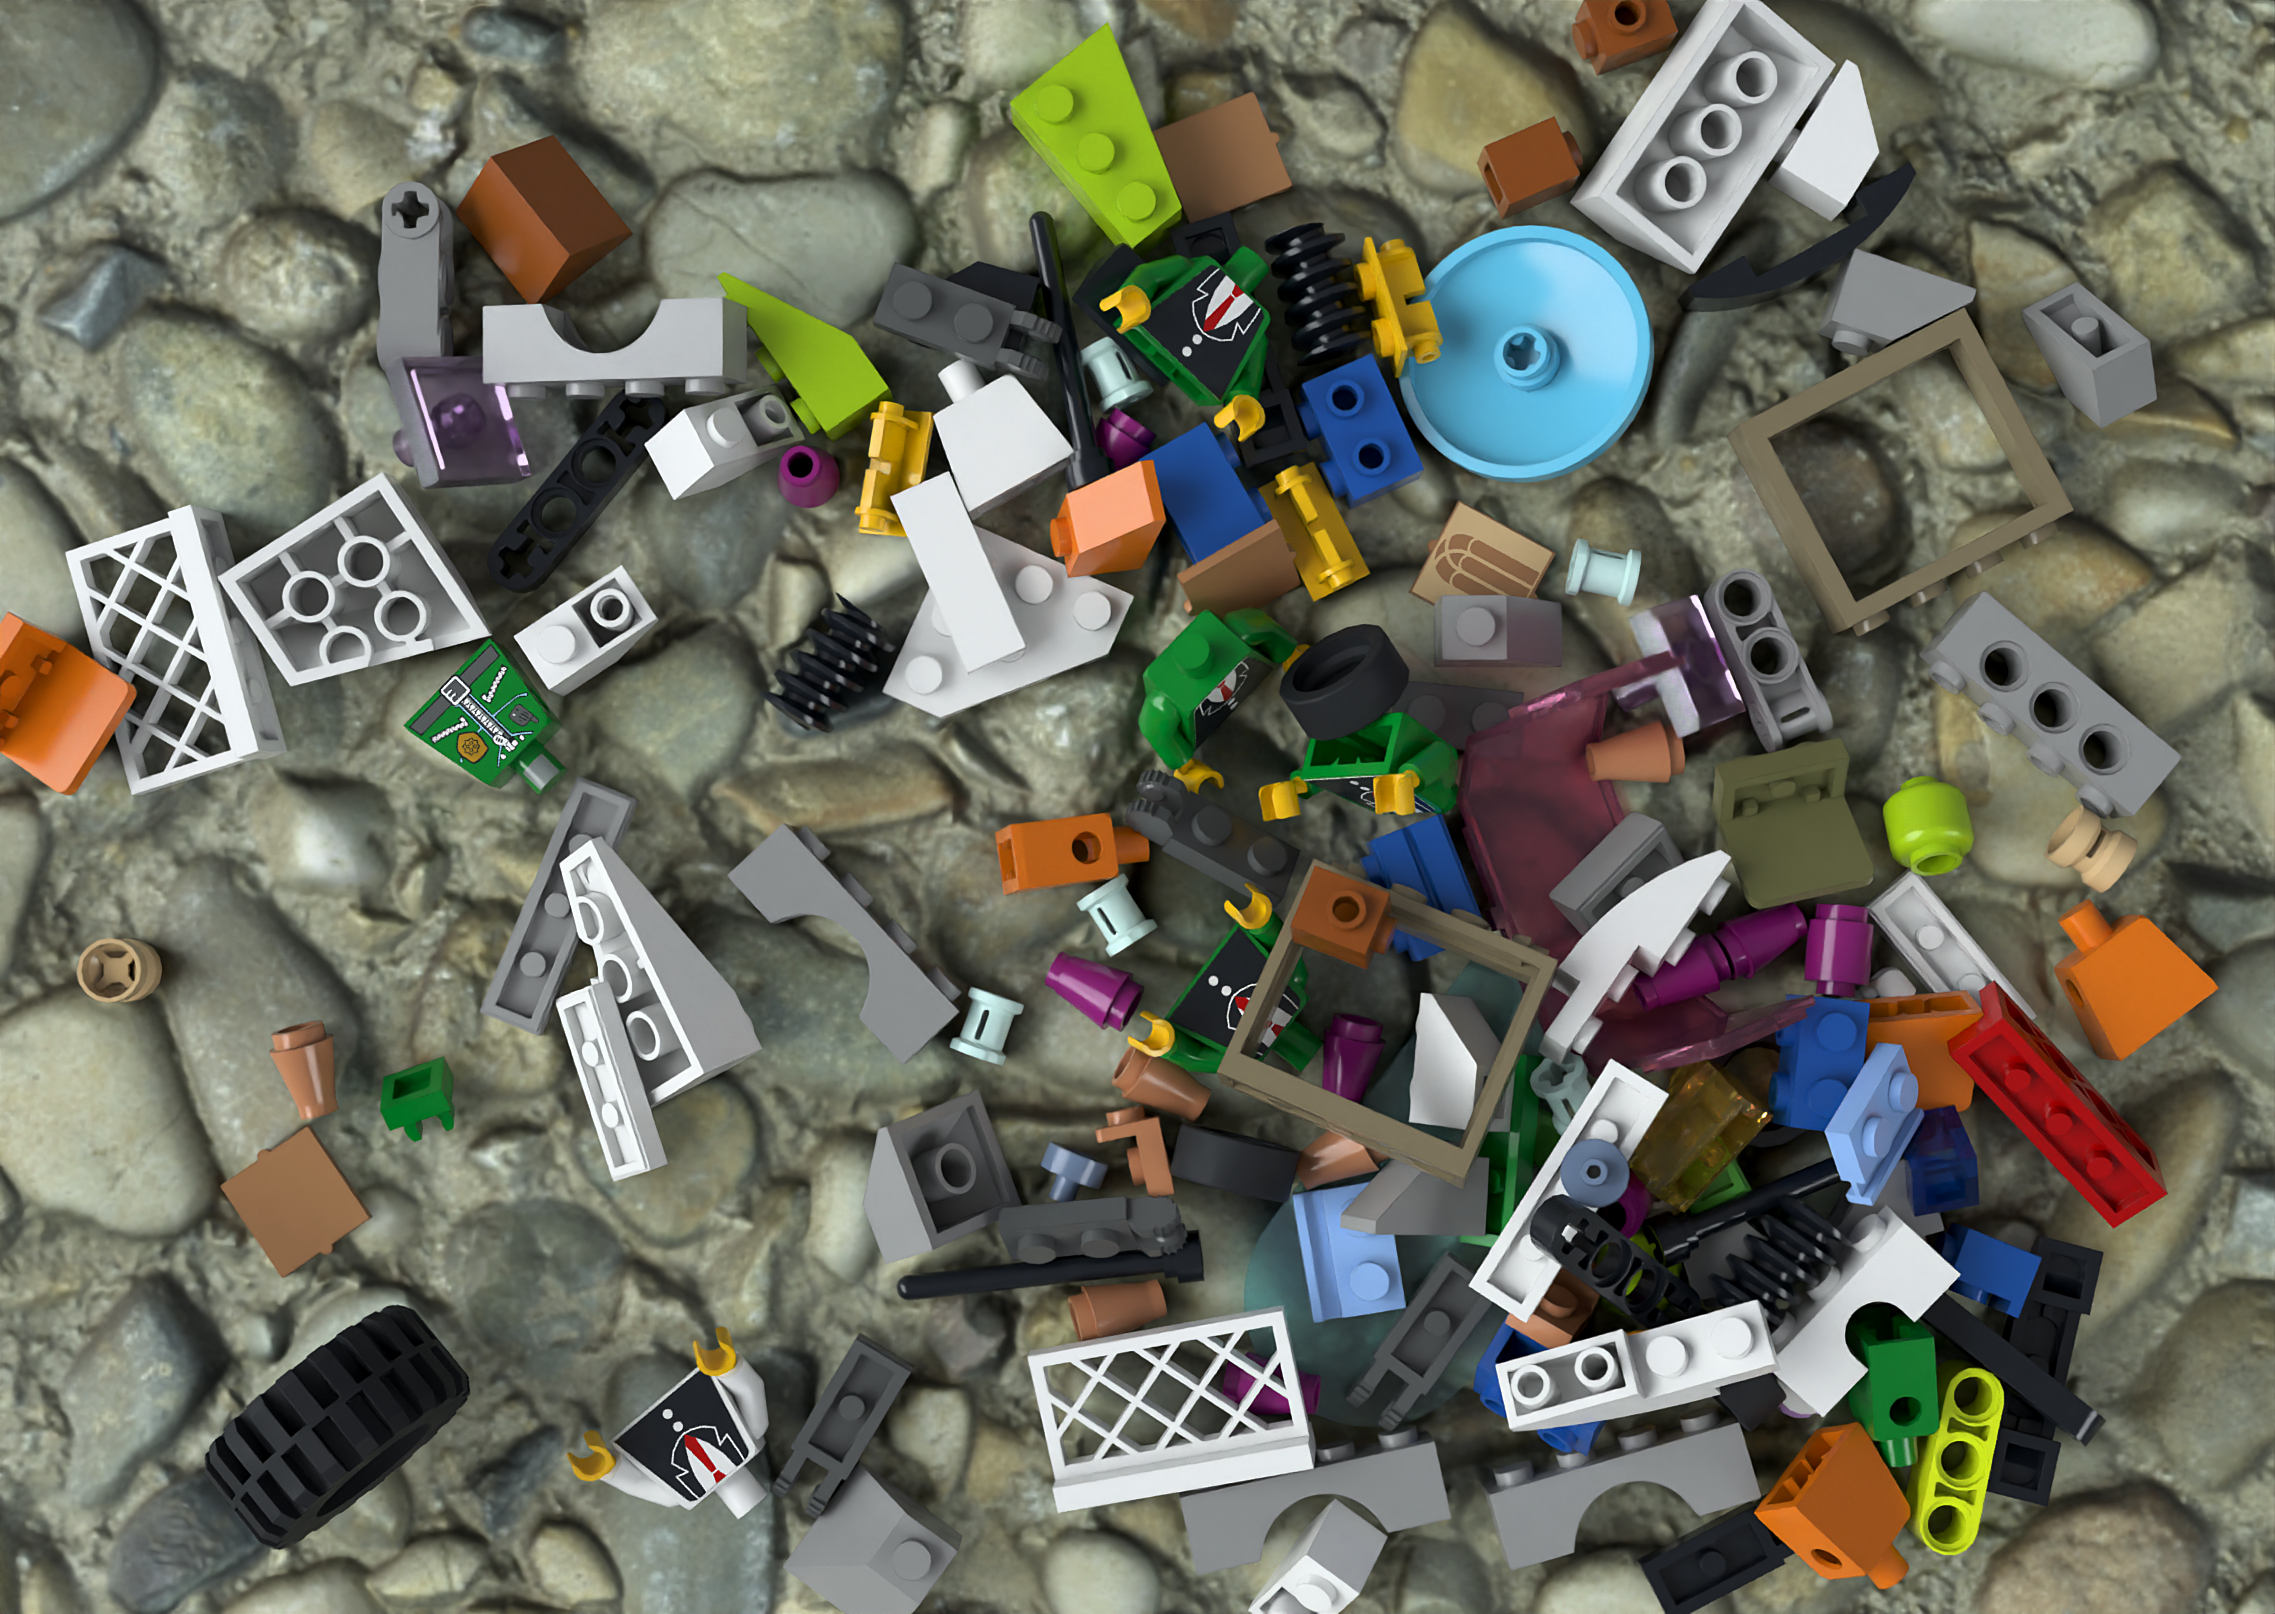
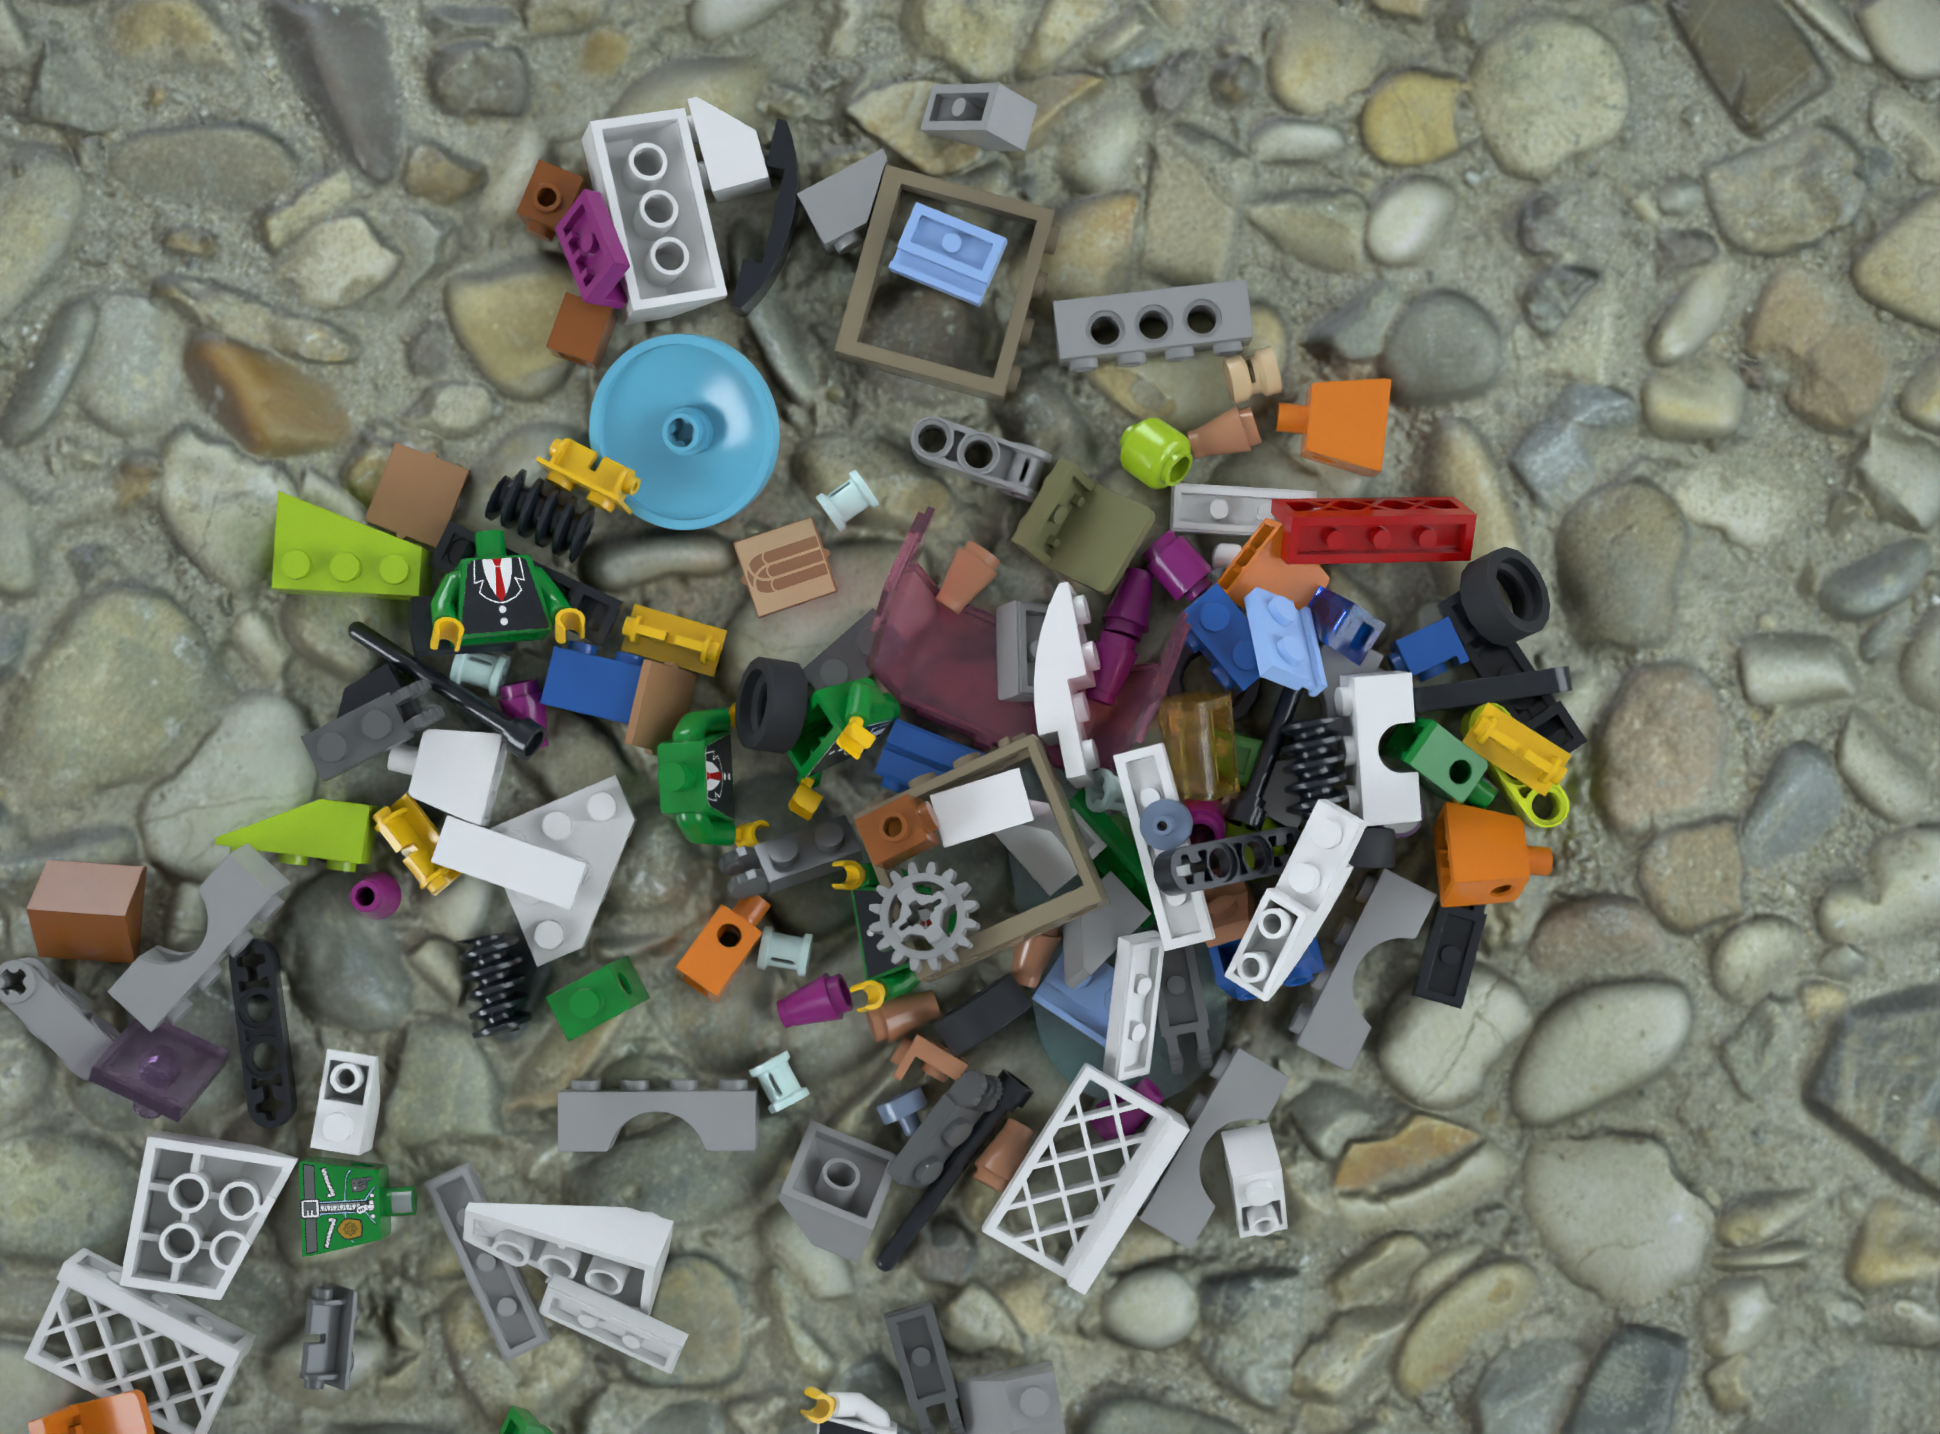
camera: 45 degrees left, 0 degrees up
(374, 807) = (333, 1315): none -> dark grey hinge
(723, 440) = (311, 925): white slope -> none
(905, 776) = (597, 998): none -> green torso
(1110, 522) = (560, 752): orange slope -> none
(1317, 1026) = (905, 930): none -> light grey gear
(1350, 1054) = (988, 892): magenta cone -> none
(1358, 432) = (641, 563): blue brick -> none
(1381, 1301) = (1133, 1005): none -> white tile
(1440, 978) = (981, 807): none -> white sticker
(1497, 631) = (826, 590): light grey slope -> none
(1621, 105) = (594, 251): none -> magenta bracket
(1695, 692) = (959, 506): clear purple tile -> none
(1936, 447) = (948, 254): none -> light blue plate
(1978, 1447) = (1517, 749): none -> yellow hinge
(2011, 877) = (1226, 434): none -> nougat cone
(2111, 1294) = (1485, 605): none -> black tyre

